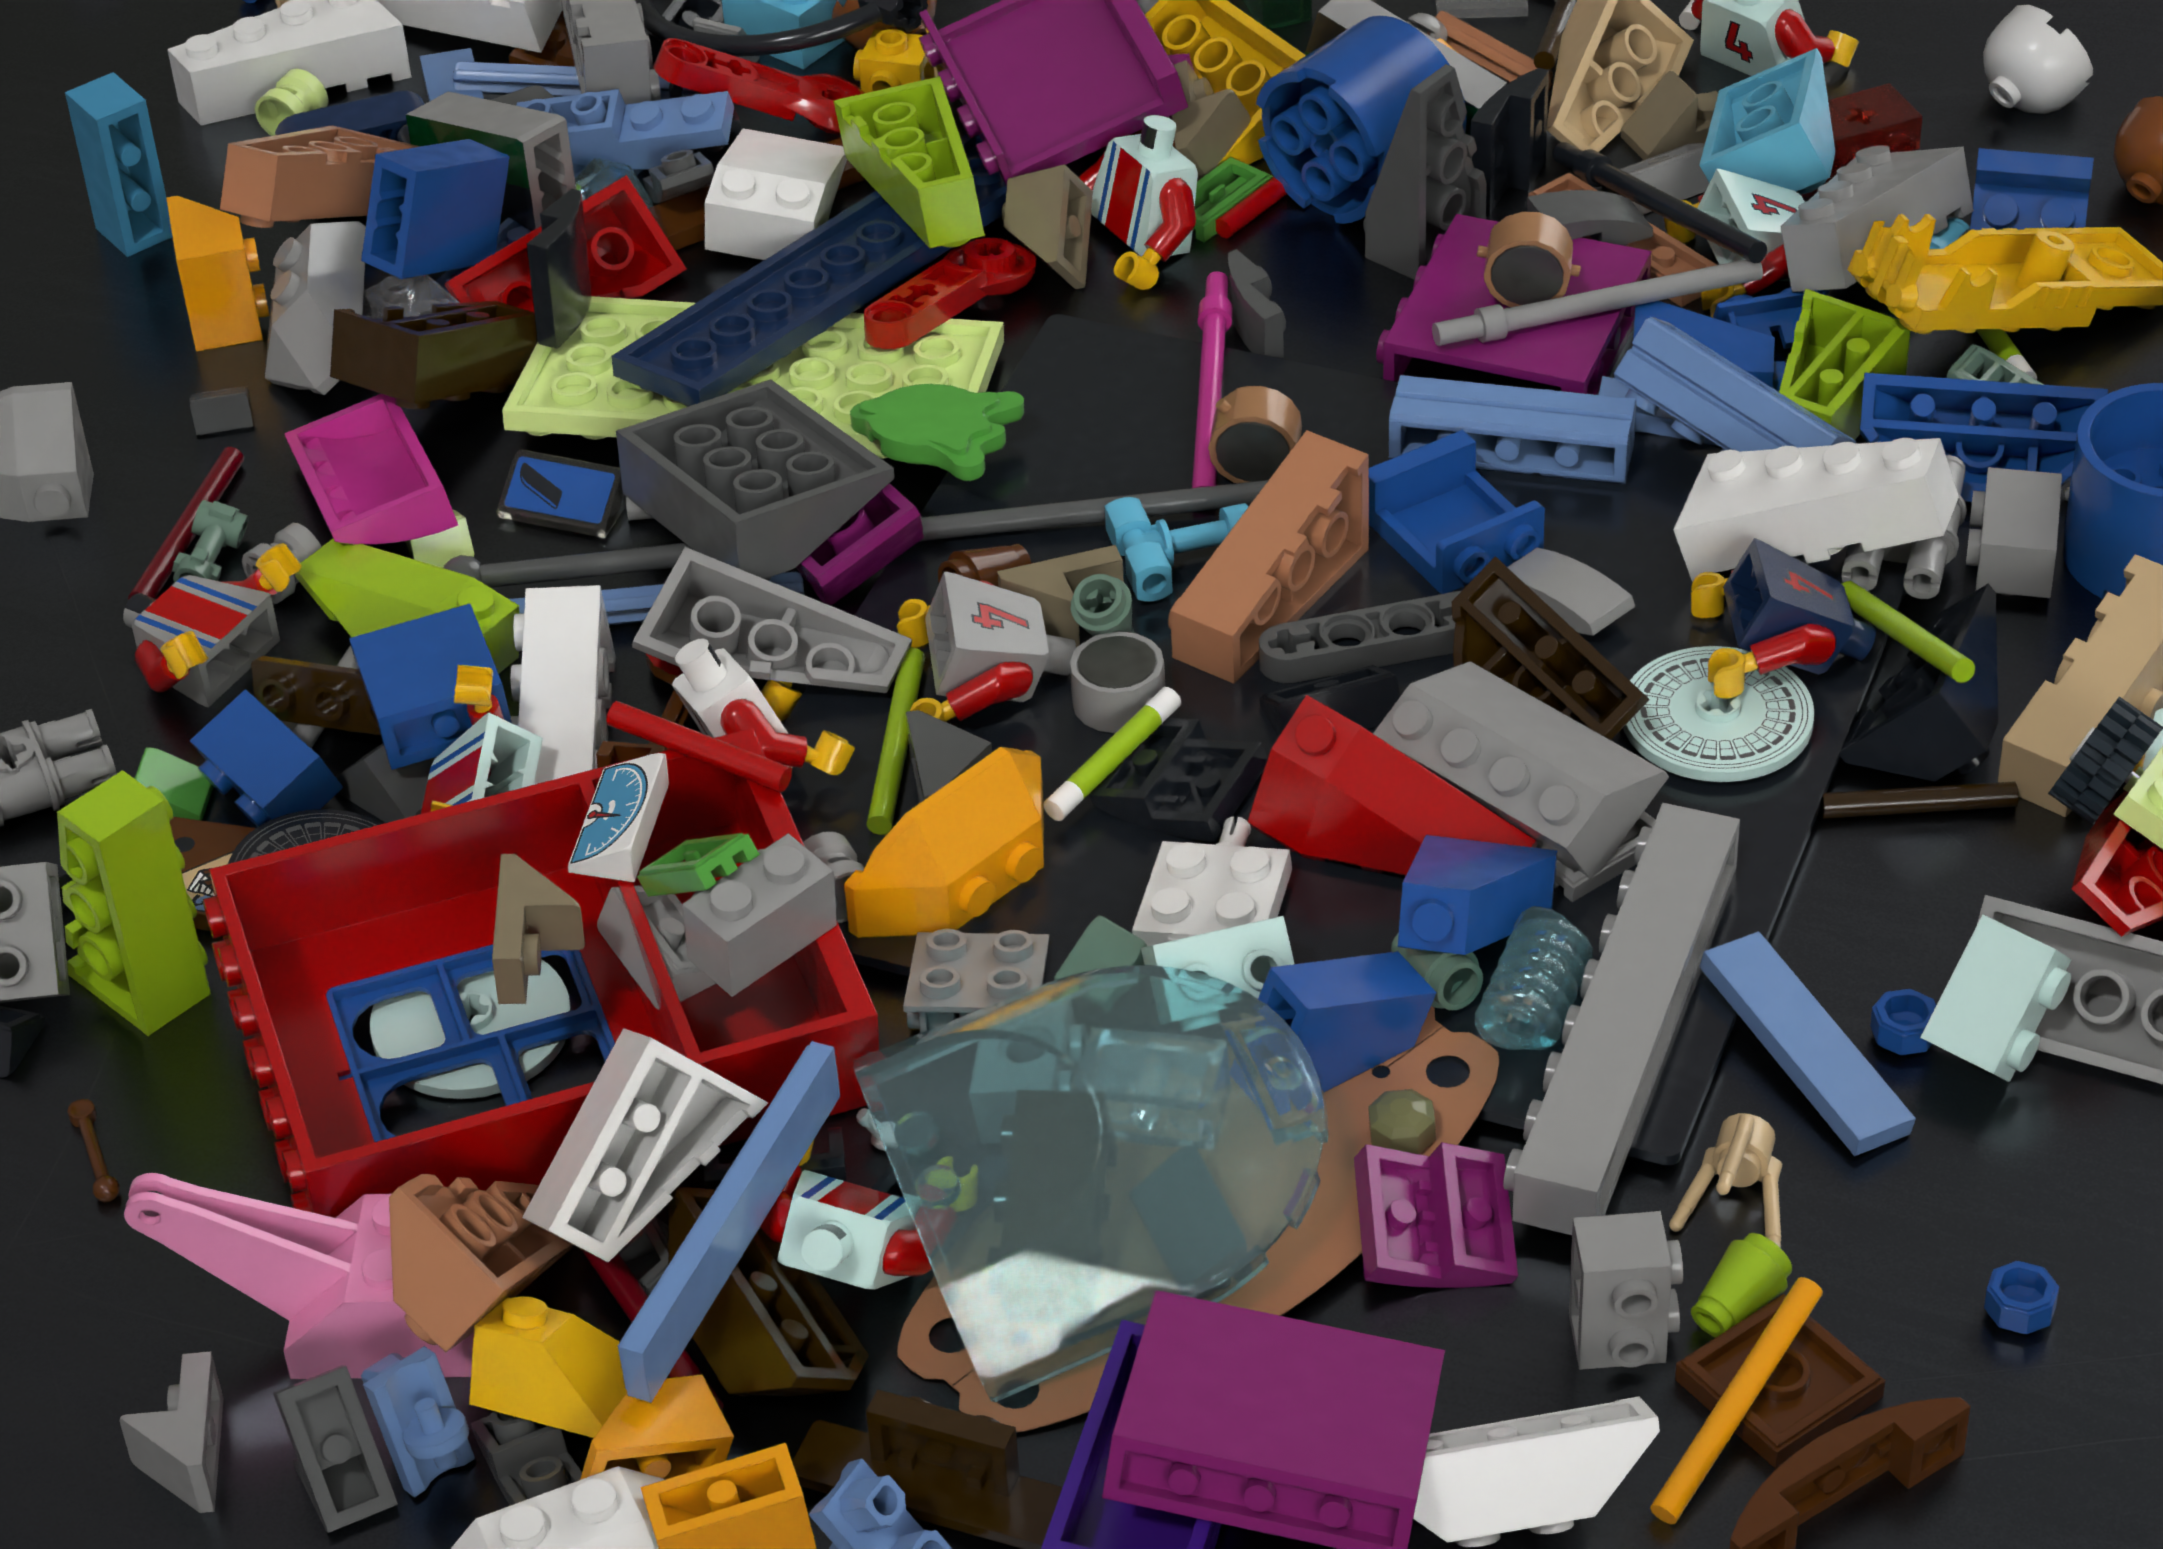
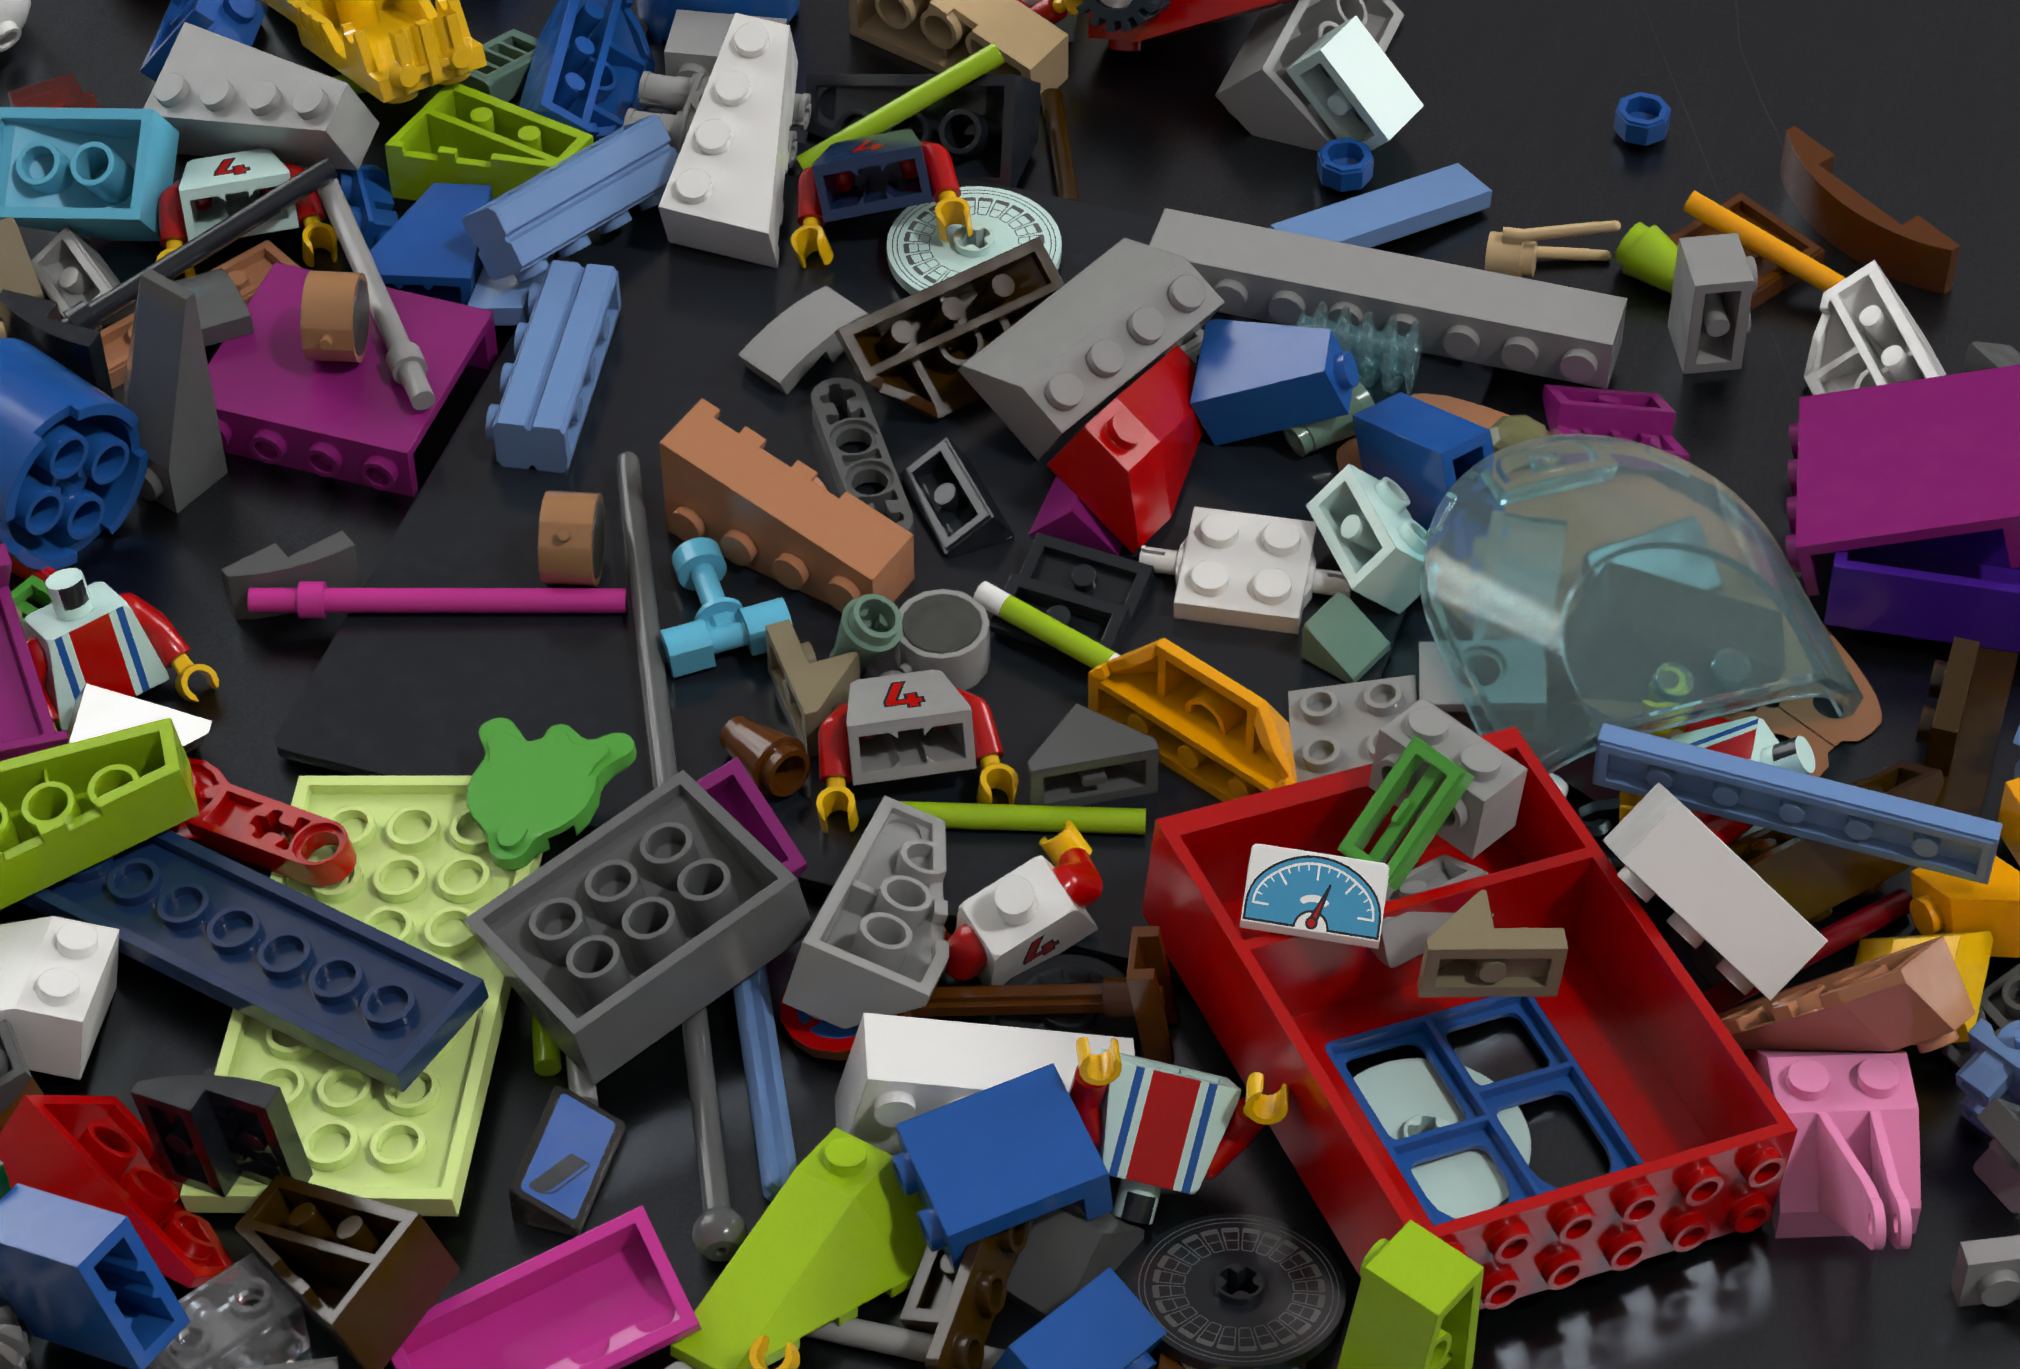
camera: 95 degrees left, 5 degrees up
(699, 746) = (1199, 850): red bar -> none
(1447, 514) = (724, 377): blue panel -> none

